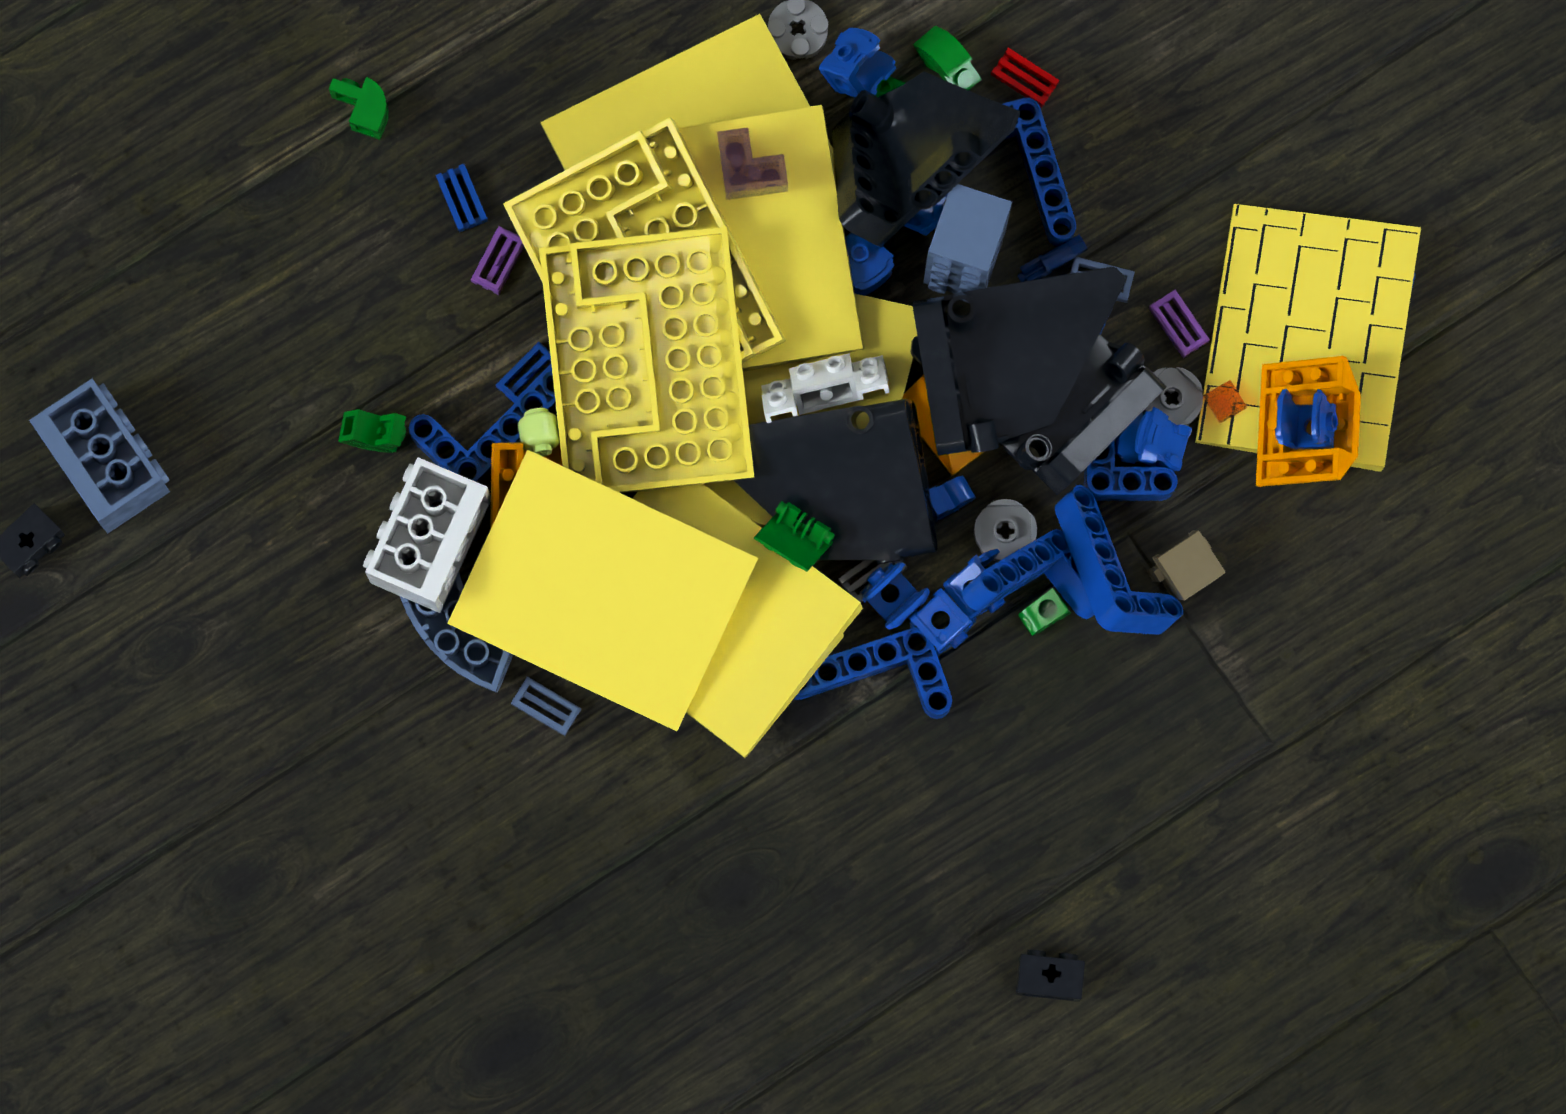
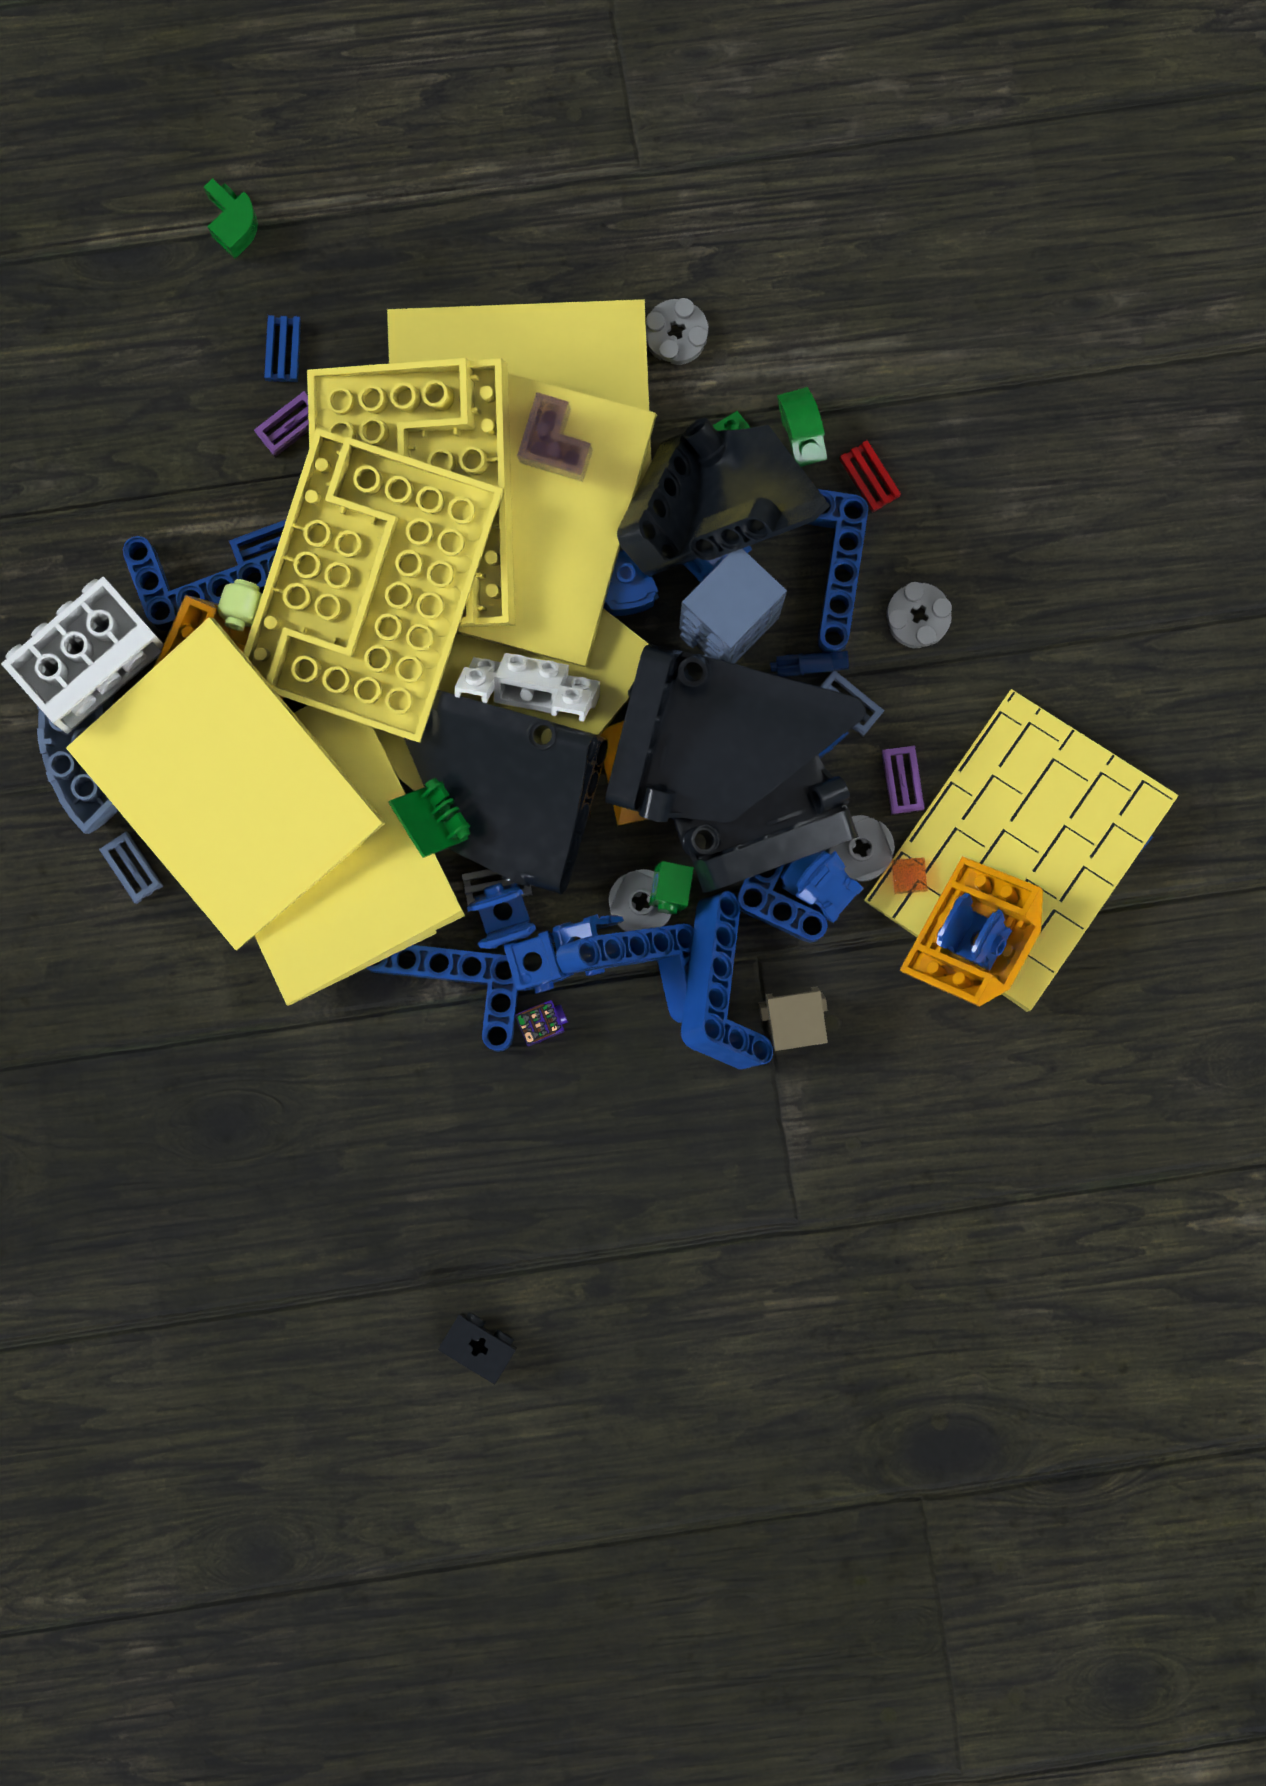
camera: 25 degrees right, 5 degrees up
(372, 431) = (91, 531): green brick -> none
(856, 63) = (713, 389): blue piece -> none
(950, 497) = (604, 845): blue leg -> none
(969, 673) = (541, 1022): none -> brick
(1026, 504) = (671, 887): none -> green brick
(1044, 612) = (640, 997): green leg -> none
(1137, 164) = (936, 608): none -> light grey plate

